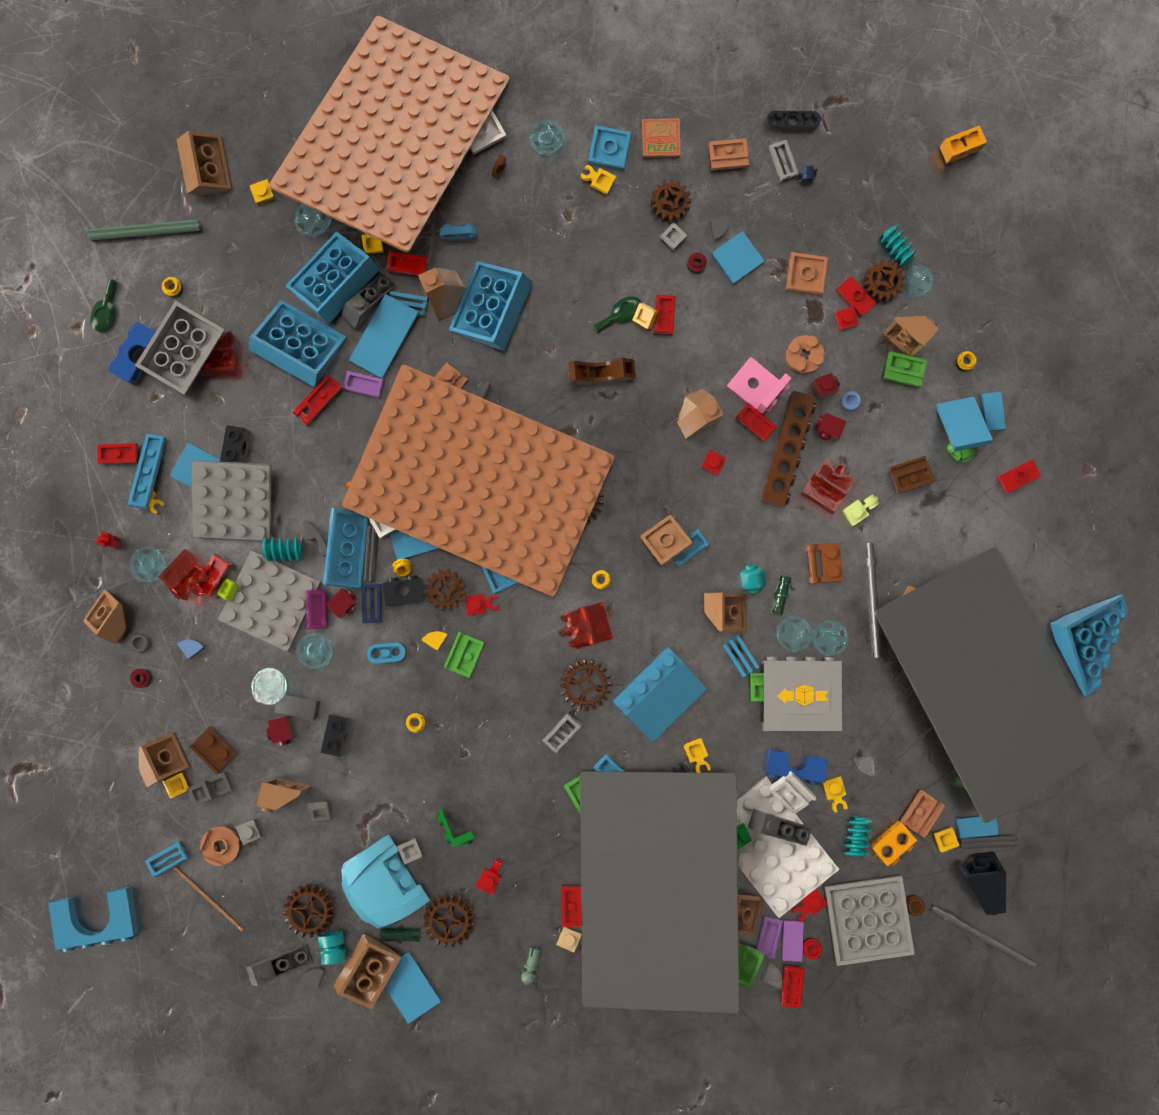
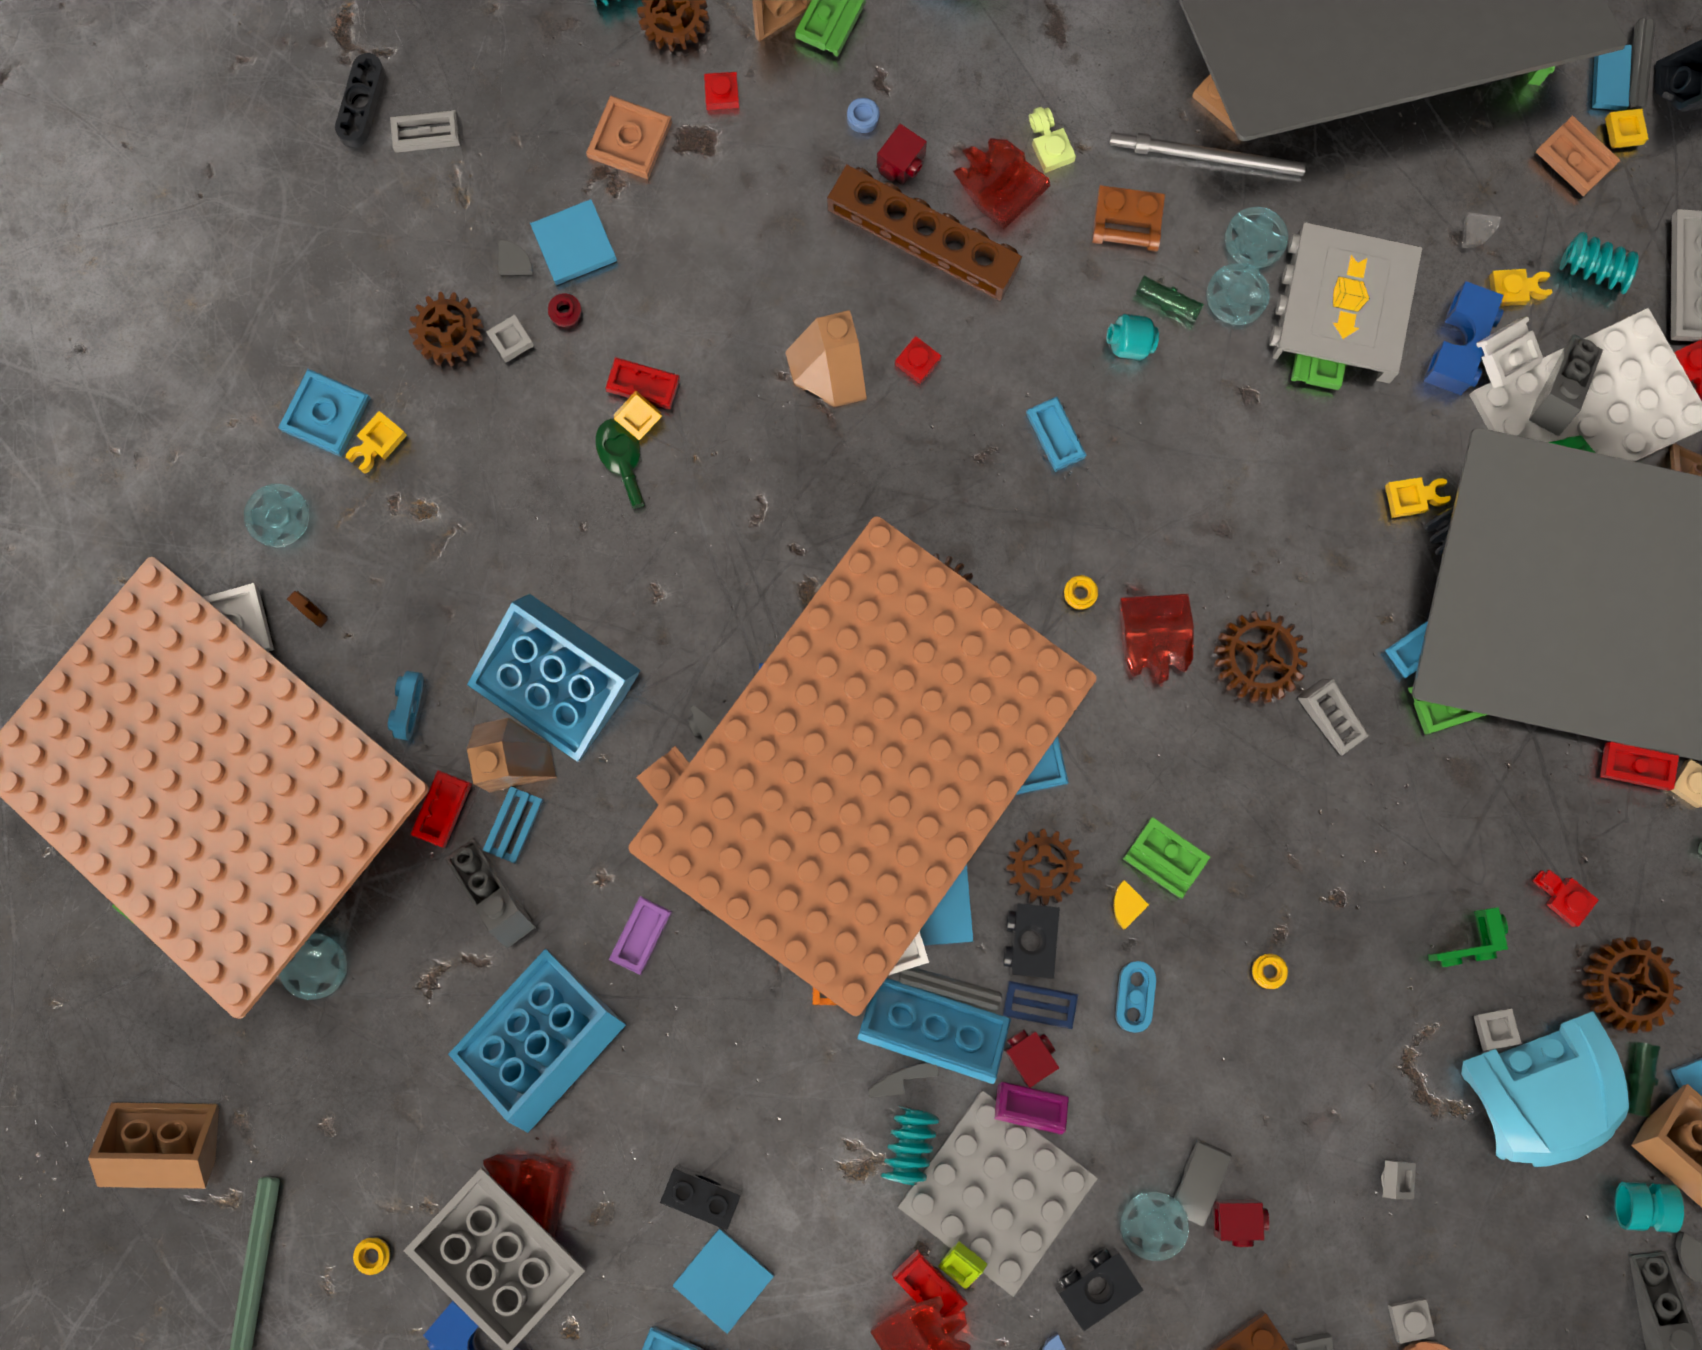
camera: 75 degrees left, 5 degrees down
(220, 658) = (1119, 1288): none -> black brick
(231, 500) = (800, 1223): light grey plate -> none
(262, 192) = (239, 1047): yellow plate -> none
(279, 793) = (1365, 1239): medium nougat slope -> none
(304, 926) = (1581, 1223): reddish brown gear -> none
(314, 650) = (1105, 1127): clear light blue wheel -> none
(317, 399) = (648, 1023): red plate -> none
(332, 277) = (431, 948): dark azure slope -> none
(335, 735) = (1268, 1119): black brick -> none
(372, 245) = (389, 864): yellow plate -> none
(384, 336) = (562, 879): dark azure tile -> none
(402, 567) = (988, 935): yellow plate -> none
(477, 604) = (1080, 815): red plate -> none
(602, 372) = (719, 506): reddish brown arch -> none
(659, 694) = (1297, 537): dark azure slope -> none
(661, 138) = (331, 323): nougat tile -> none
(666, 540) = (1038, 465): medium nougat plate -> none
(727, 611) = (1179, 393): medium nougat slope -> none
(728, 154) = (390, 216): nougat plate -> none
(748, 654) = (1284, 378): dark azure tile -> none
(756, 422) = (865, 274): red plate -> none
(768, 387) = (819, 241): bright pink bracket -> none
(808, 172) = (456, 93): dark blue plate -> none
(809, 344) = (763, 152): nougat plate -> none
(825, 386) = (830, 147): dark red brick -> none
(856, 296) = (687, 67): red plate -> none
(889, 838) = (1612, 215): light orange brick -> none
(911, 474) = (1010, 46): reddish brown plate -> none

